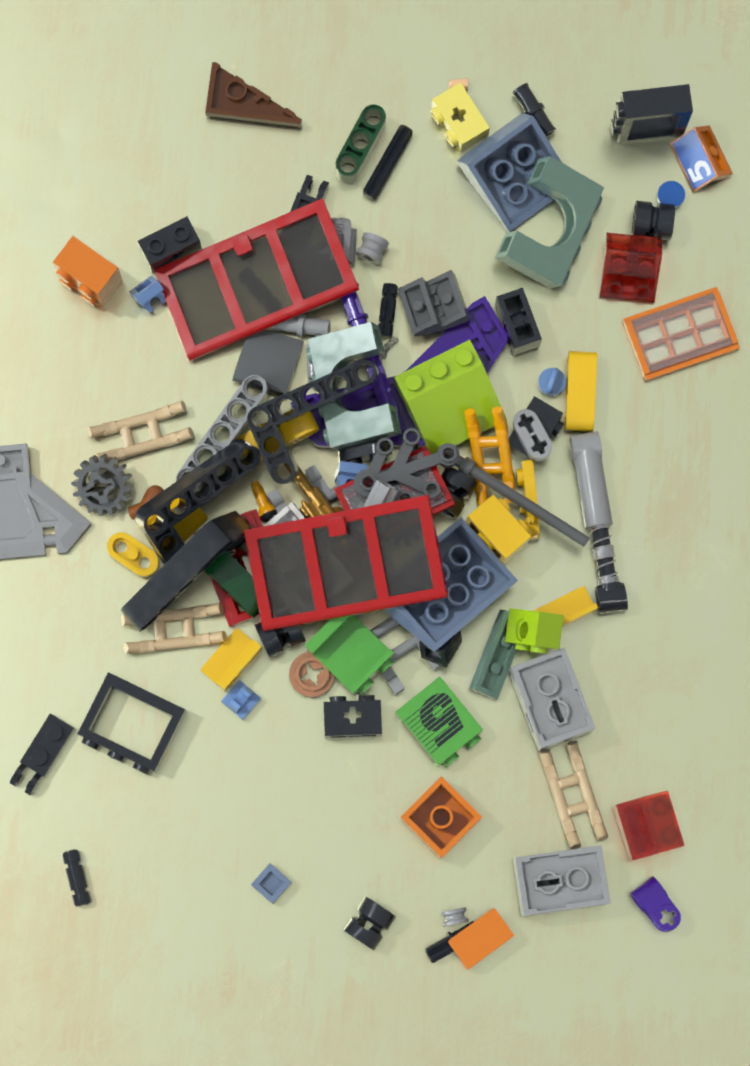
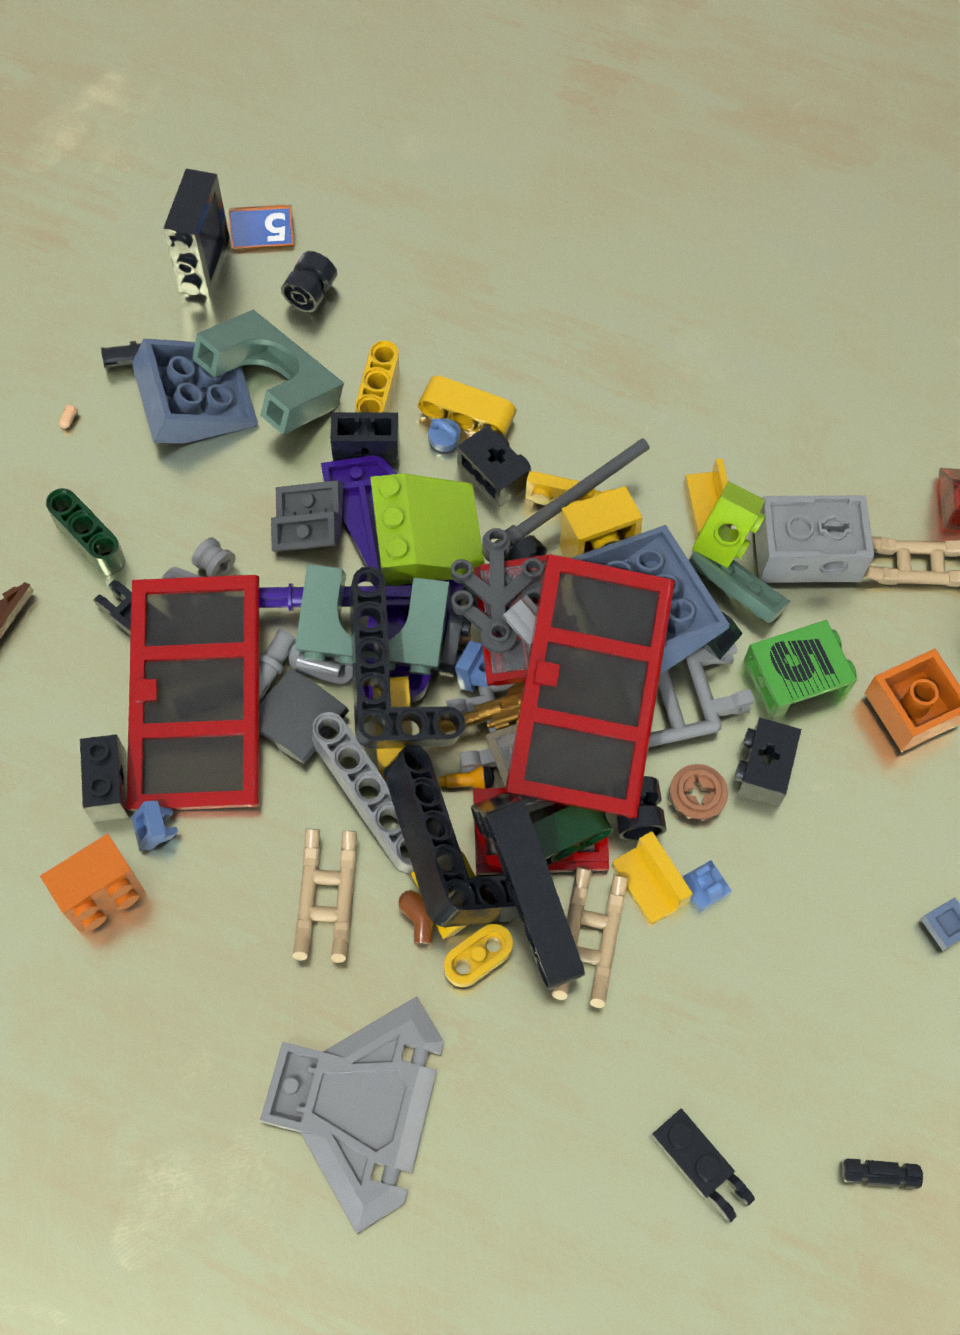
camera: 70 degrees left, 15 degrees down
(98, 474) = (375, 976): dark grey gear -> none
(117, 751) = (729, 1061): black window -> none
(350, 652) = (695, 732): bright green panel -> none
(387, 162) = (120, 514): black axle -> none
(387, 309) = (284, 565): black axle -> none
(458, 102) = (106, 423): light yellow brick -> none
(500, 440) = (498, 491): light orange piece -> none
(537, 431) = (503, 458): light grey beam -> none
(583, 305) = (382, 373): none -> yellow beam
(597, 516) = (539, 423): piece -> none
(630, 267) = (349, 318): clear red slope -> none
(671, 193) = (284, 262): blue tile -> none
(681, 334) = (441, 303): clear piece -> none

